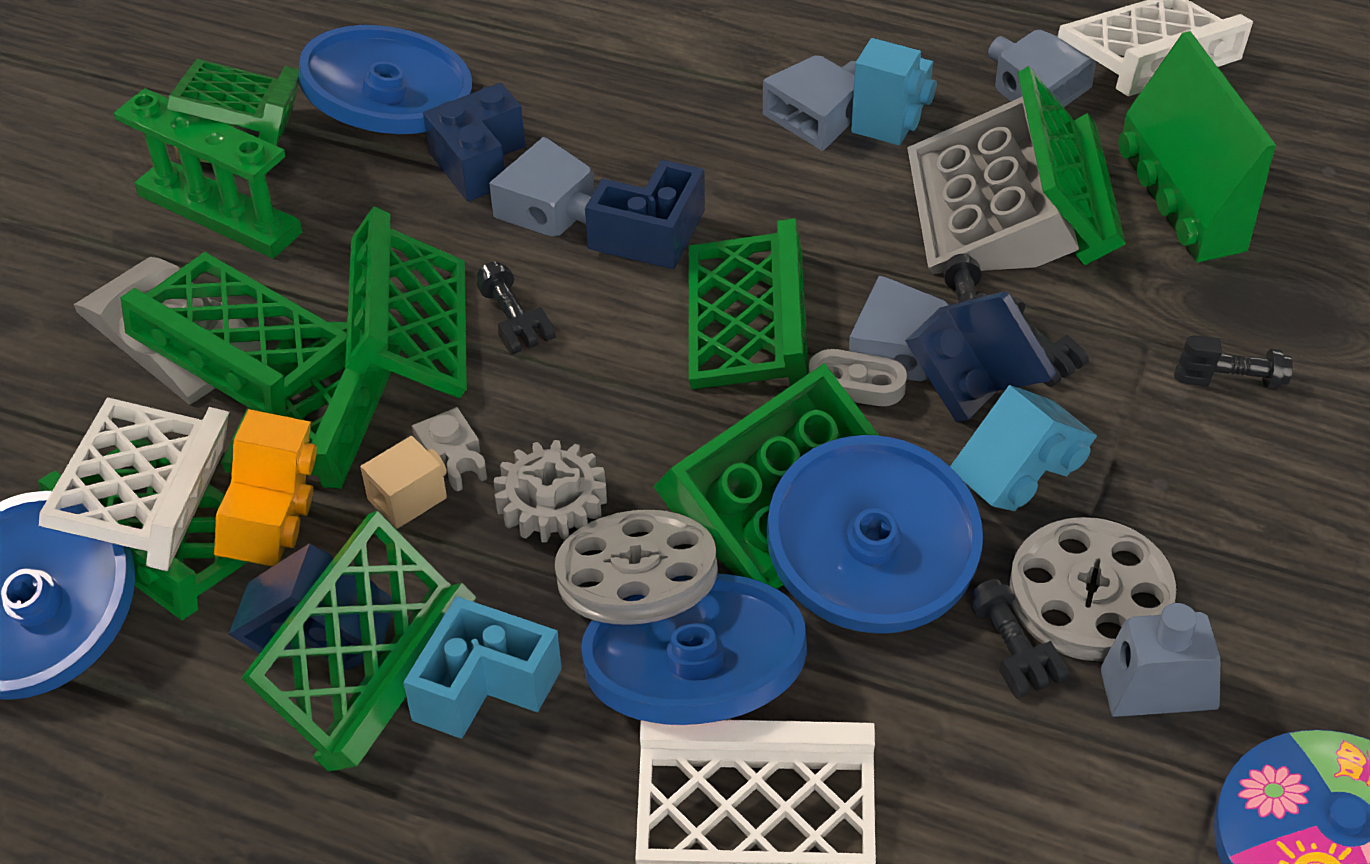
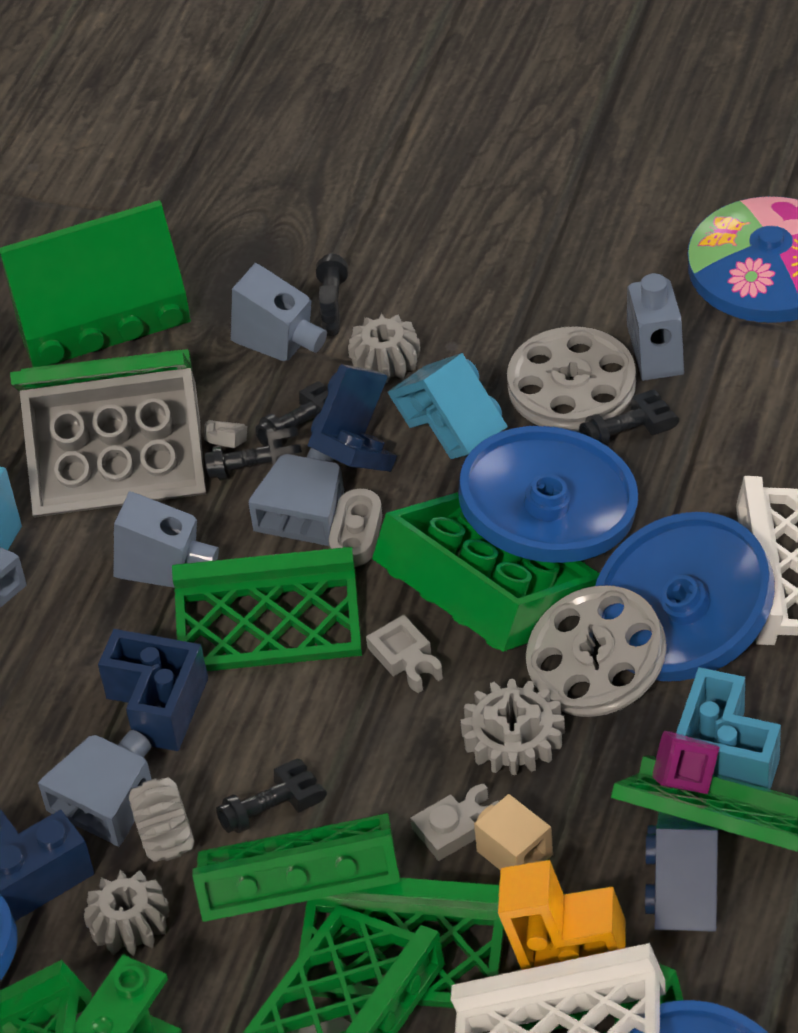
camera: 90 degrees left, 0 degrees up
(409, 202) = (126, 912): none -> light grey gear
(426, 604) = (685, 762): none -> magenta slope
(486, 219) = (161, 819): none -> light grey gear
(676, 407) = (402, 648): none -> light grey plate
(831, 230) = (153, 538): none -> sand blue torso
(1004, 276) = (225, 433): none -> light grey tile
(1135, 407) = (385, 346): none -> light grey gear
(1162, 315) = (272, 316): none -> sand blue torso

